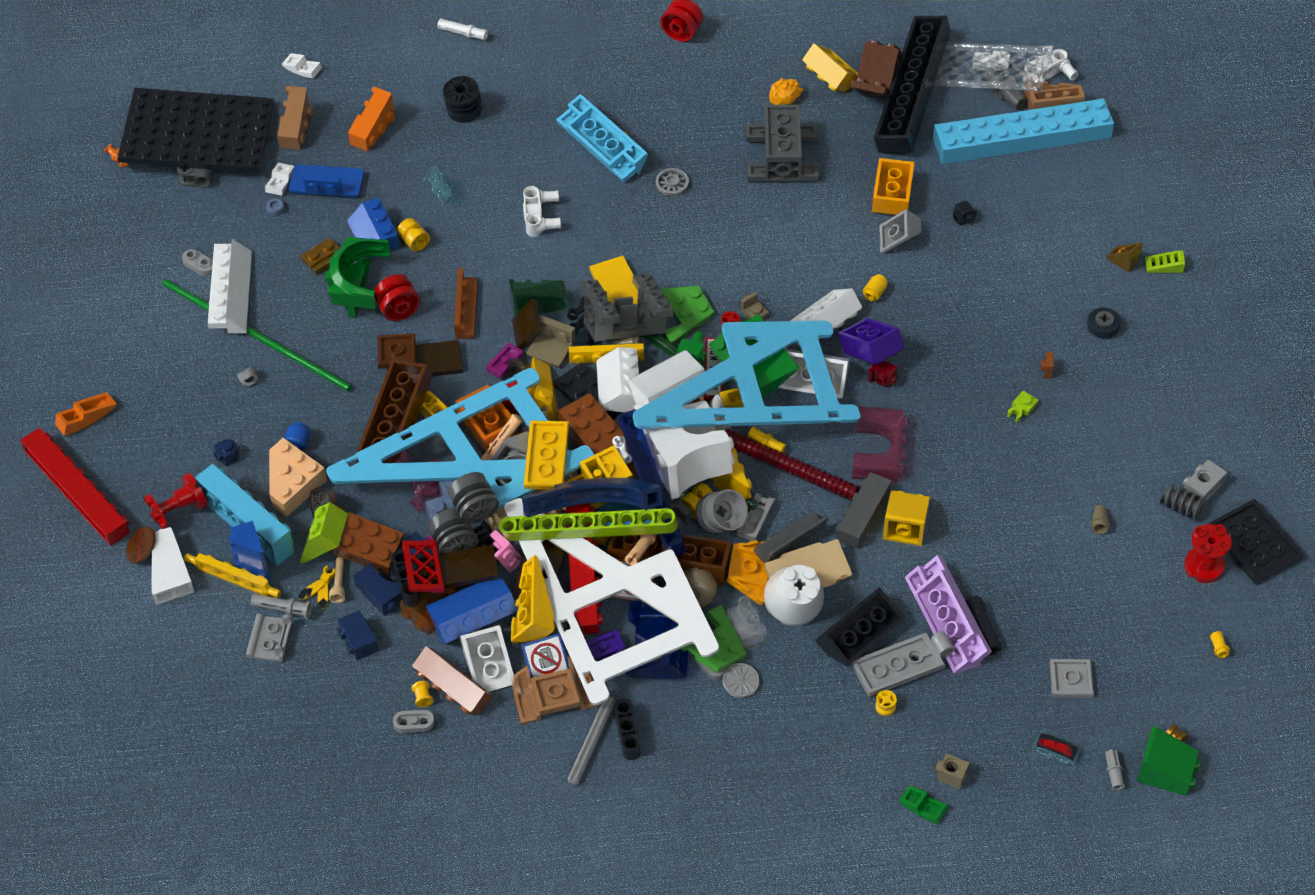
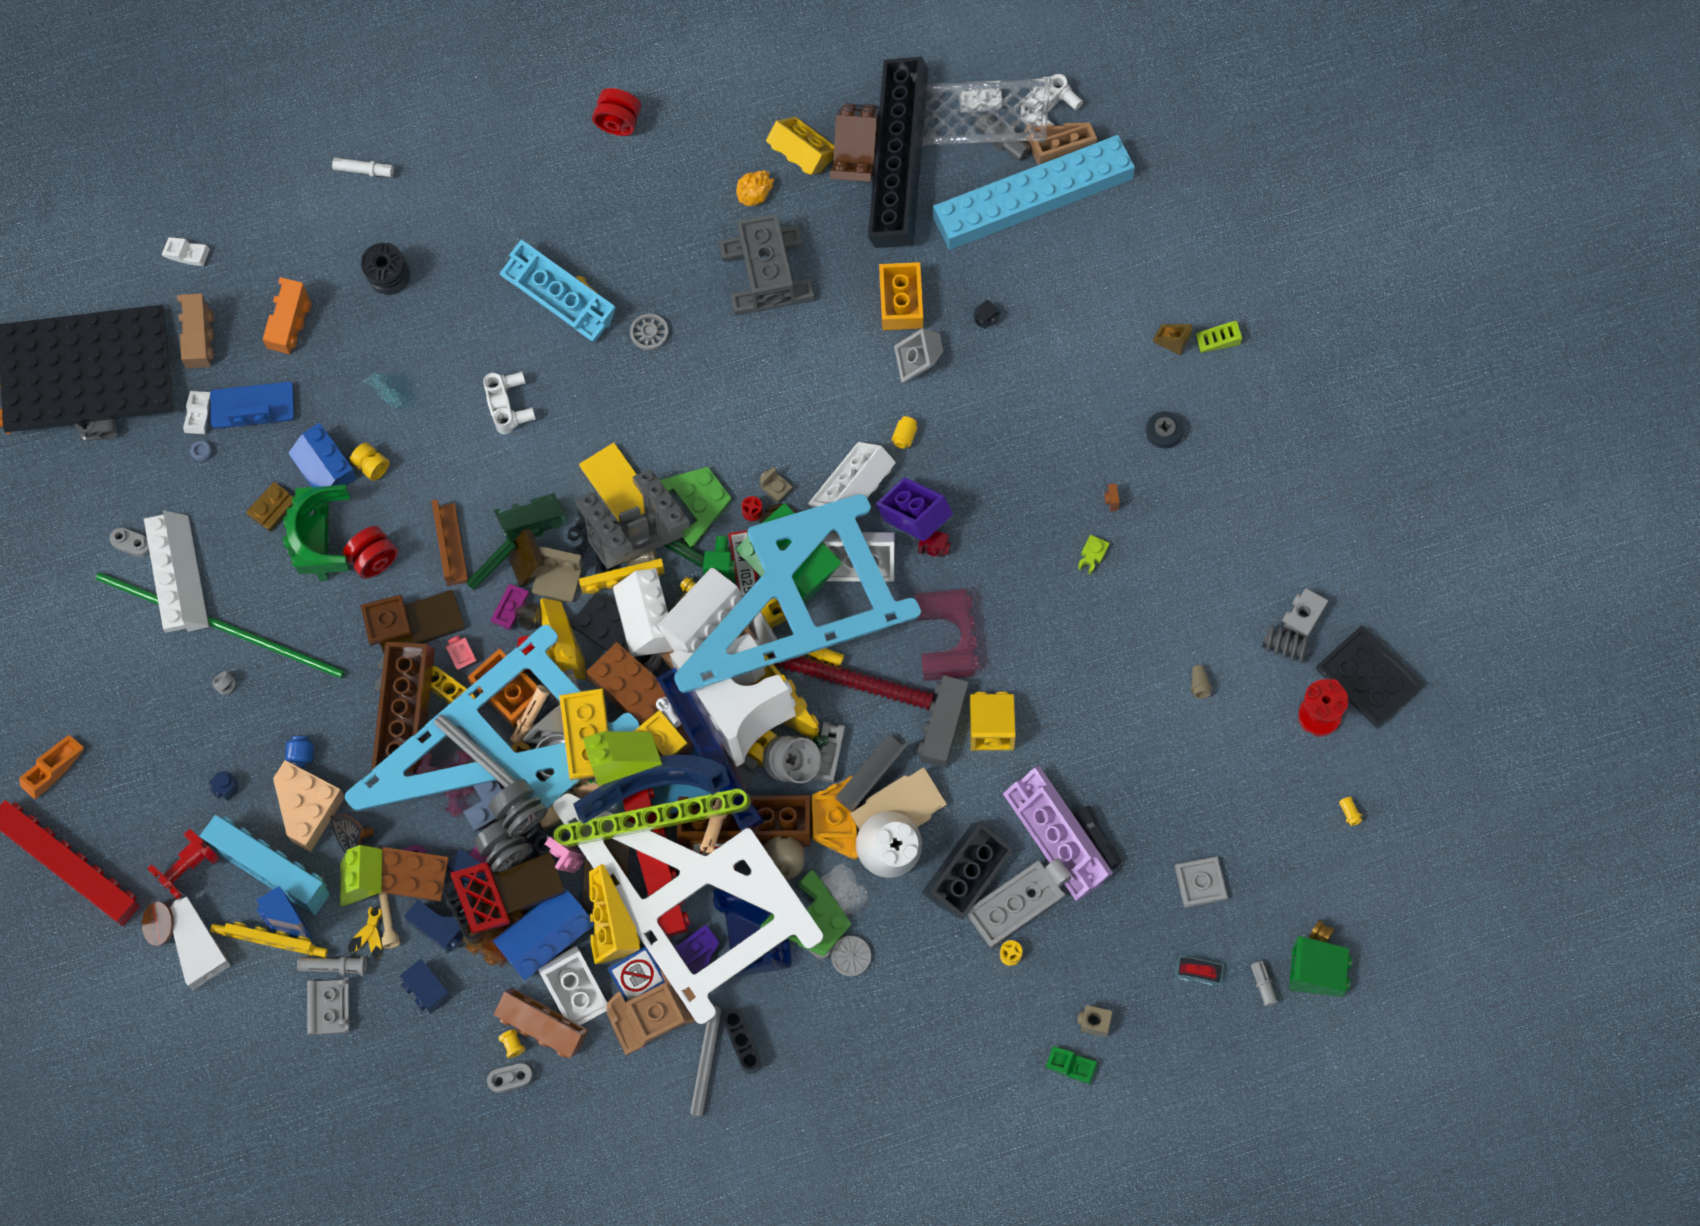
camera: 10 degrees left, 15 degrees up
(443, 447) = (474, 751): none -> light grey axle
(453, 386) = (460, 652): none -> coral bracket
(496, 325) = (491, 564): none -> dark green axle
(571, 468) = (620, 754): none -> lime slope

